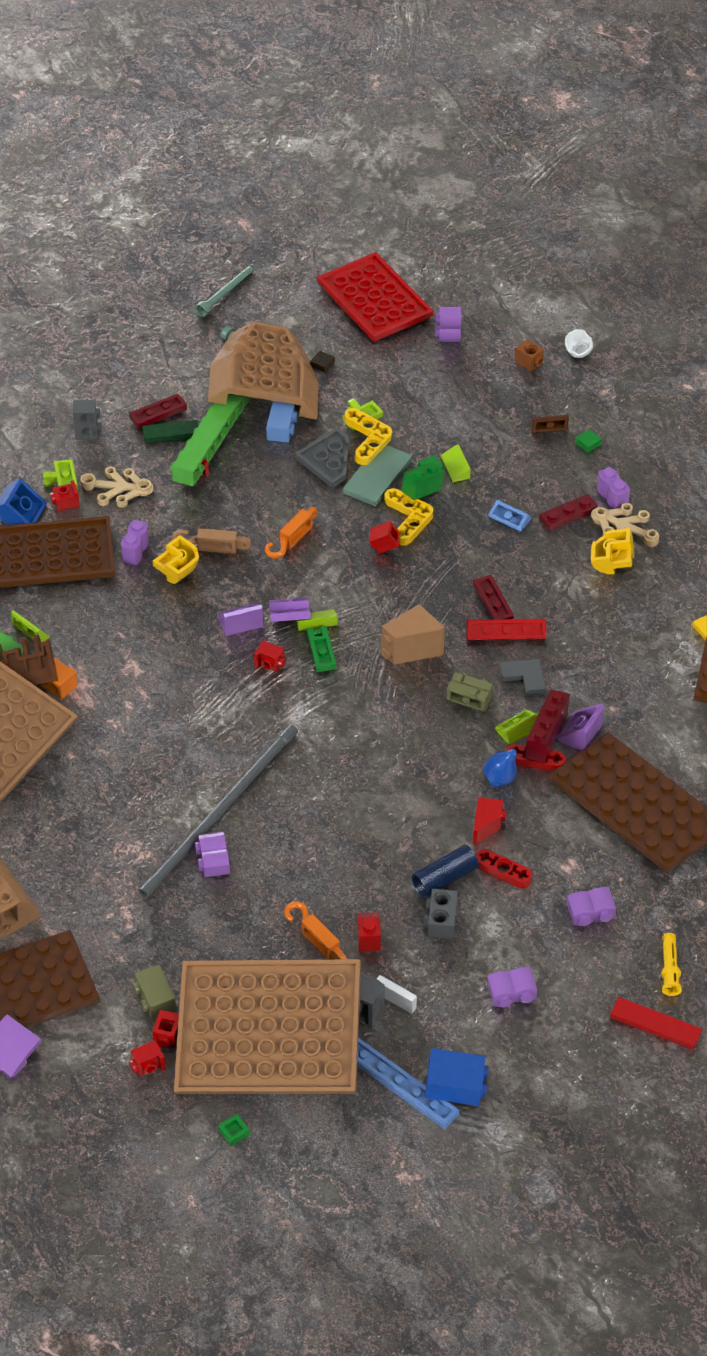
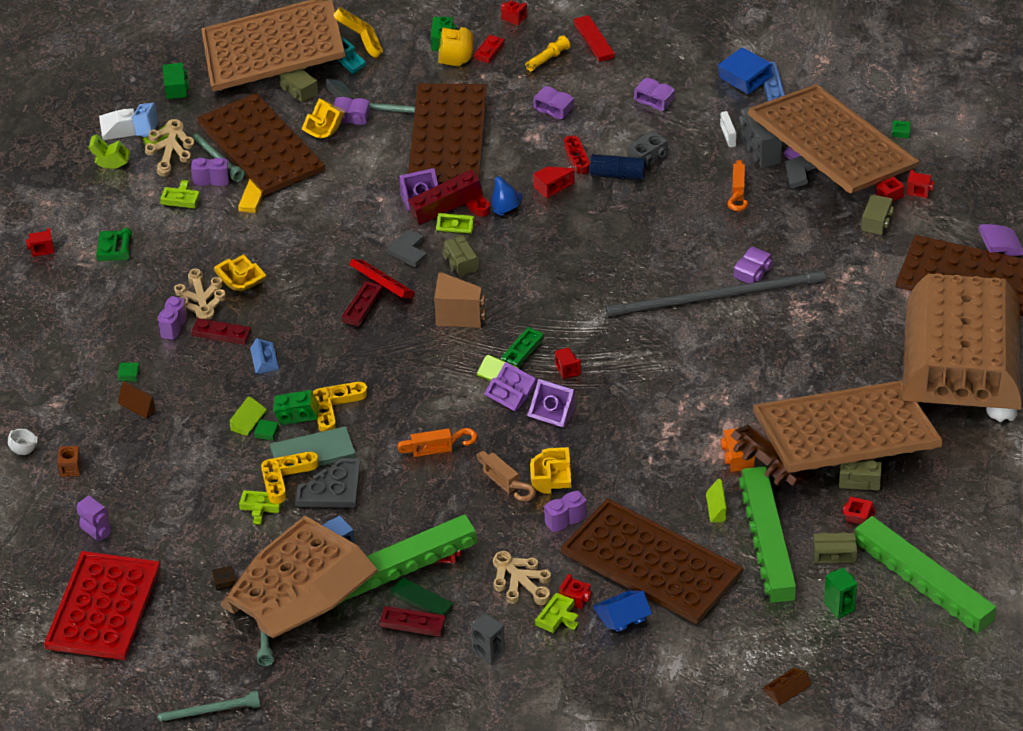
camera: 135 degrees left, 5 degrees down
(369, 931) = (702, 168): red slope -> none
(384, 537) = (379, 388): red brick -> none

